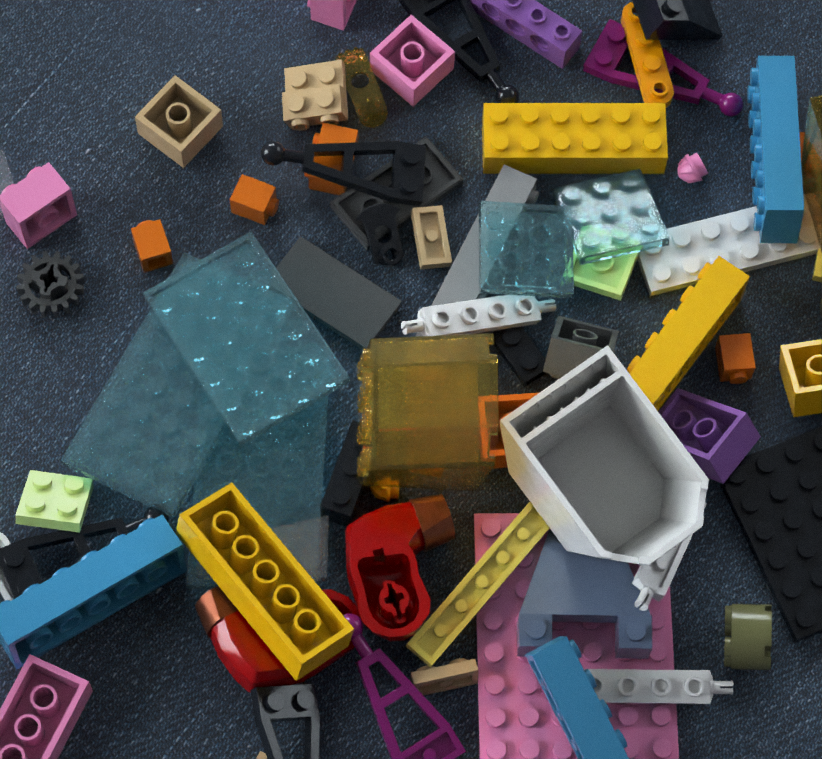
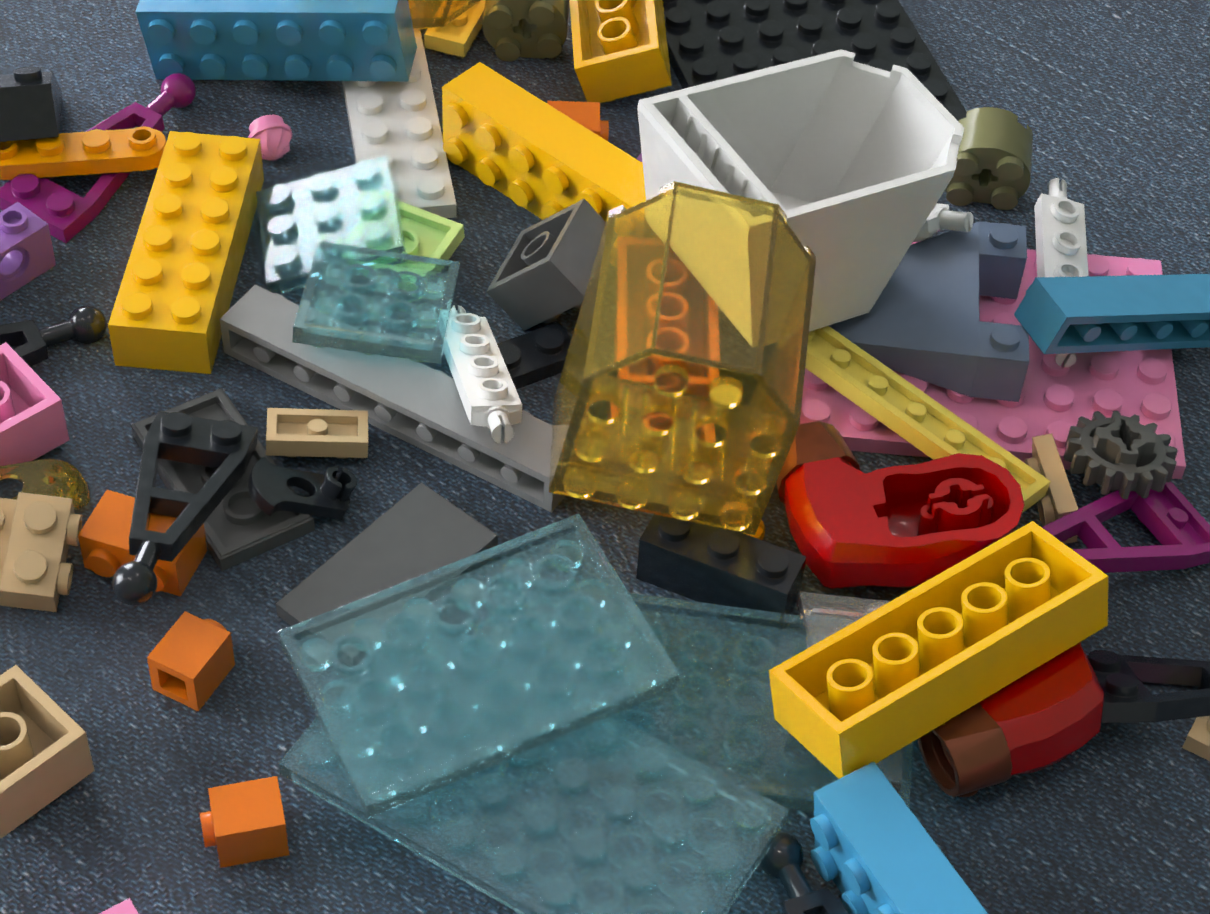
camera: 85 degrees left, 20 degrees down
(481, 713) = (1120, 454): none -> dark grey gear

